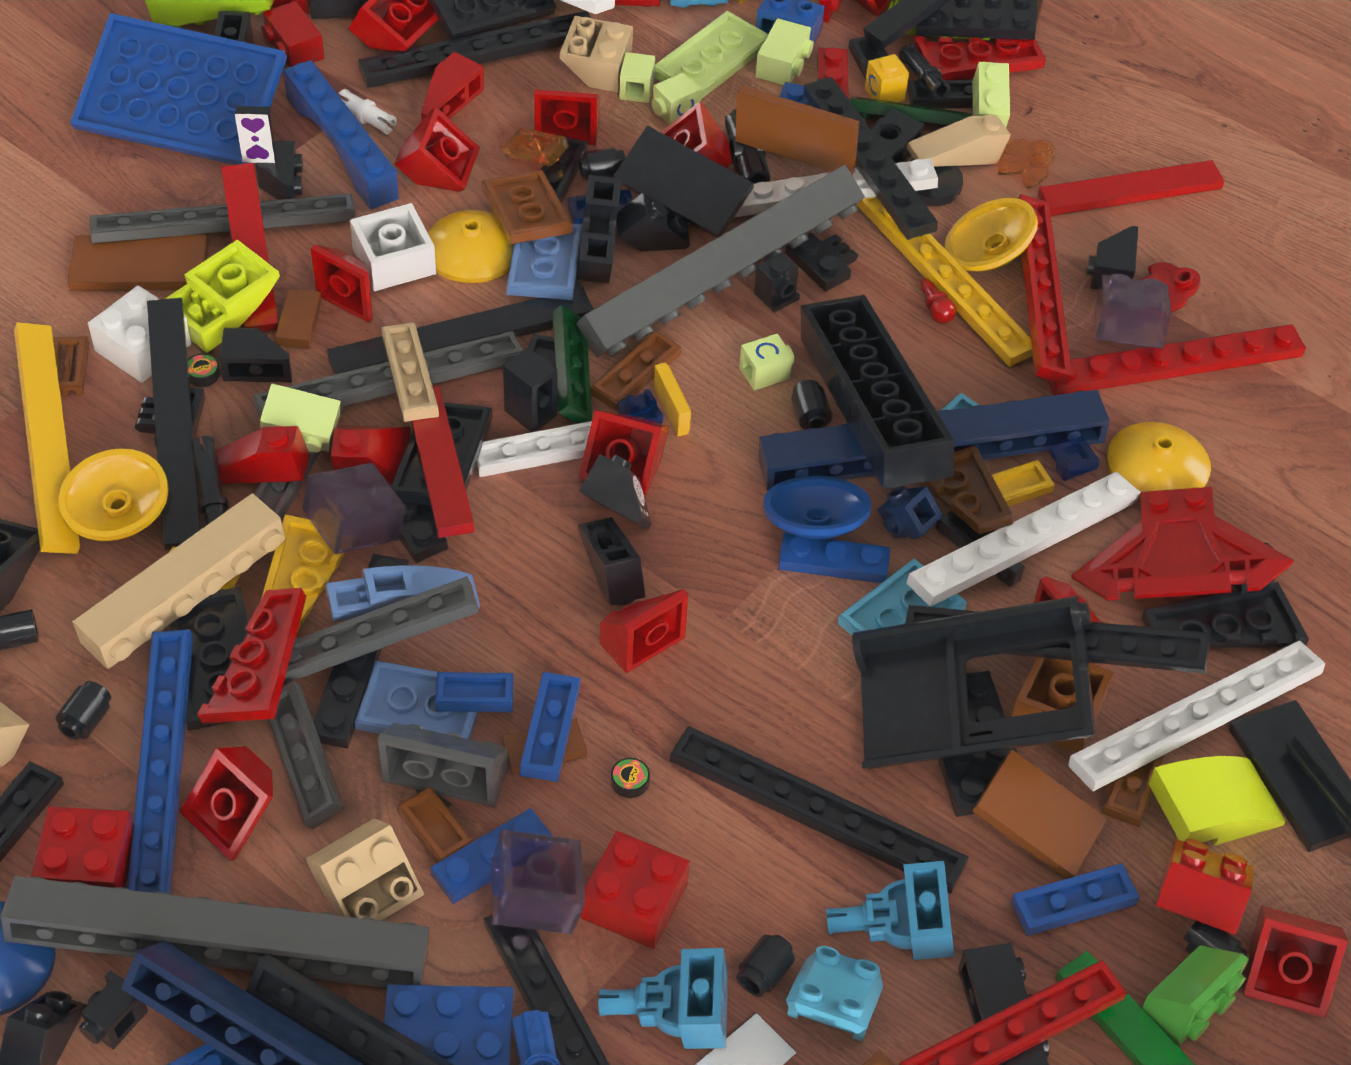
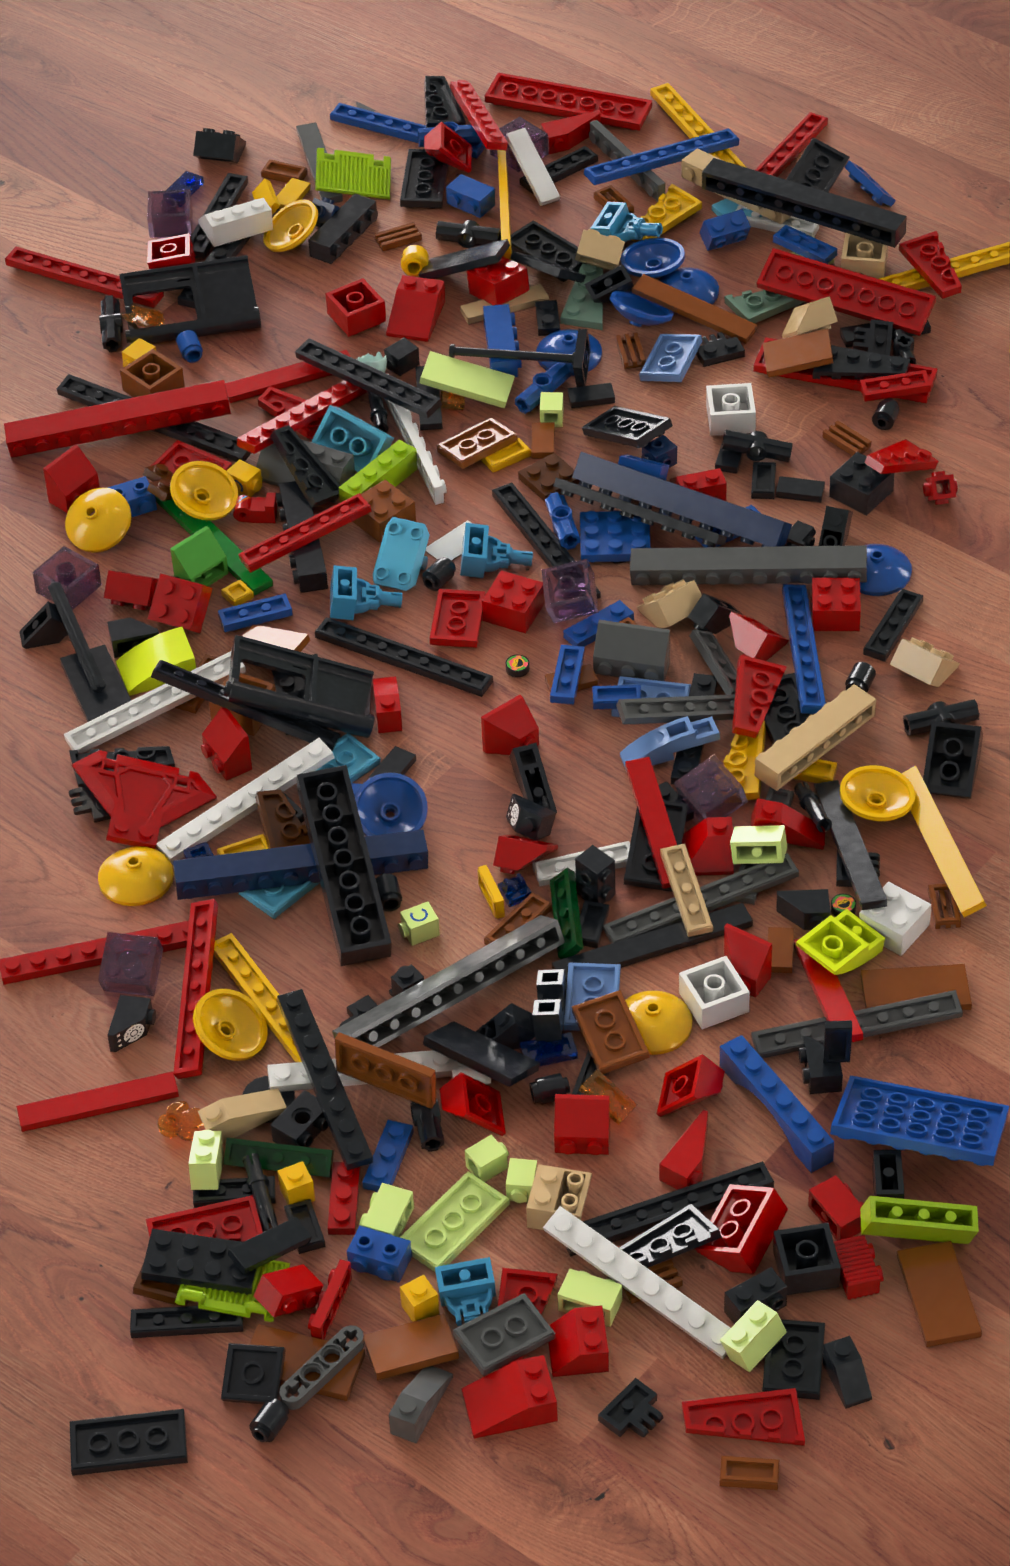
camera: 175 degrees left, 5 degrees down
(288, 844) = (712, 614): none -> black slope
(368, 112) = (759, 1135): white pin -> none
(729, 871) = (457, 618): none -> red plate
(818, 603) = (396, 761): none -> black tile
(836, 710) = (387, 704): none -> red slope
(941, 308) = (279, 979): red bar -> none
(1116, 953) = (237, 593): none -> yellow tile
(1181, 282) = (90, 1010): red plate -> none
(1276, 851) = (127, 634): none -> black slope

